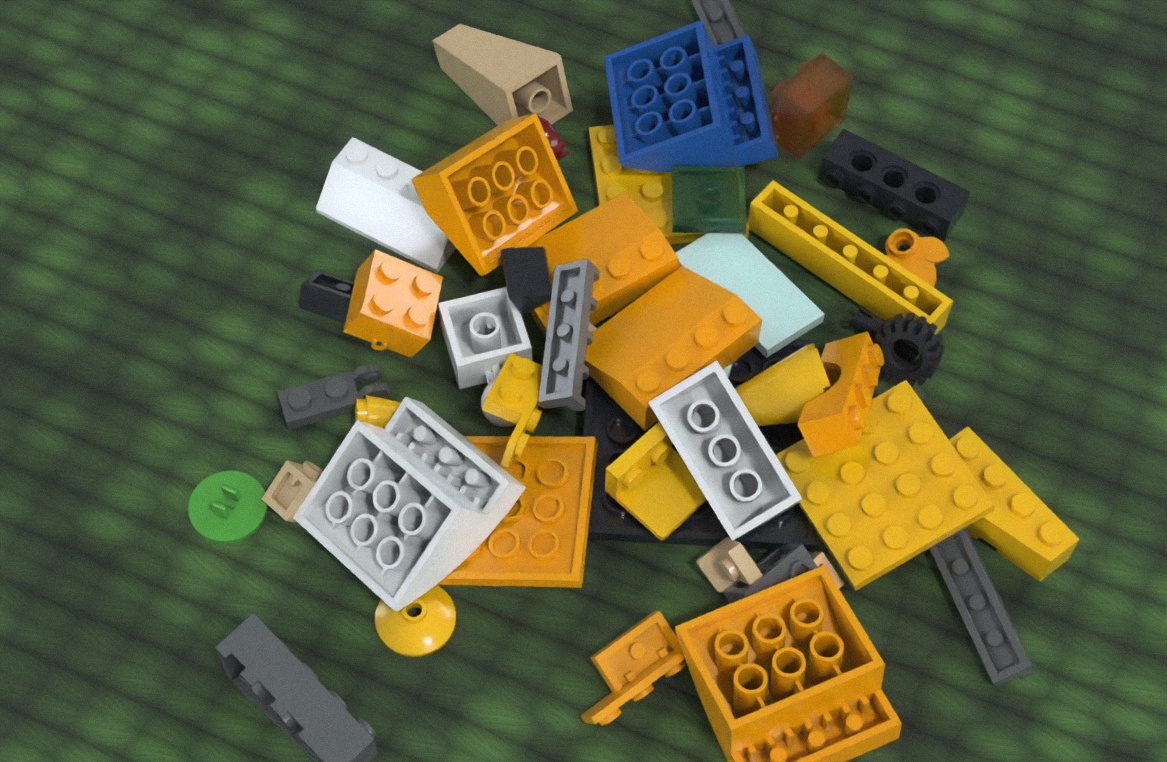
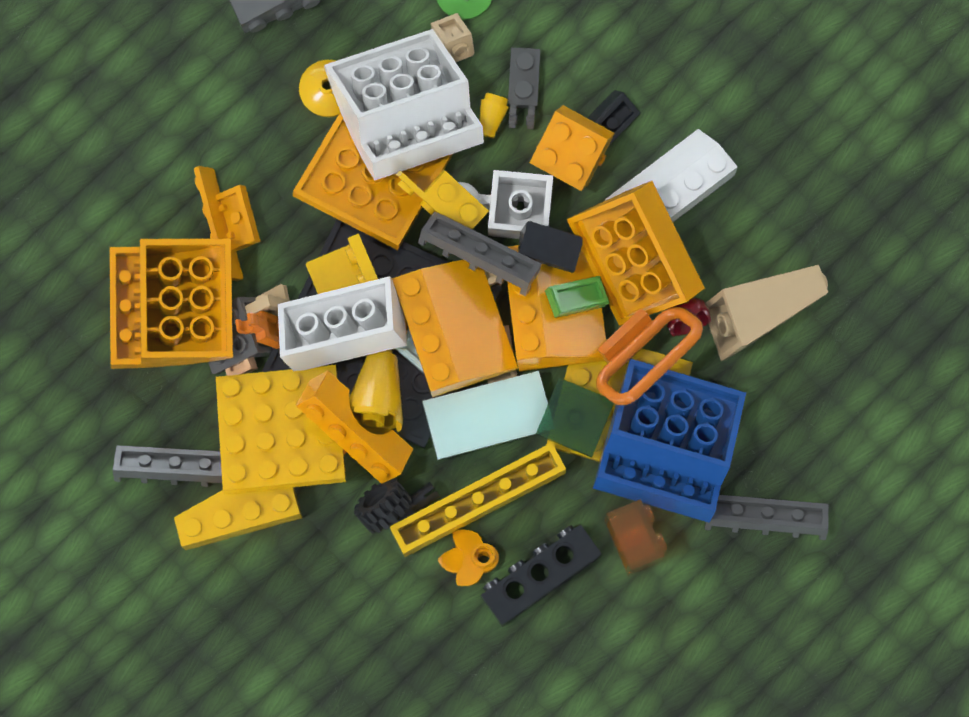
camera: 115 degrees right, 20 degrees up
(571, 236) = (577, 296): none -> bright green tile
(601, 166) = (632, 338): none -> orange bar
(768, 549) = (263, 325): none -> orange plate

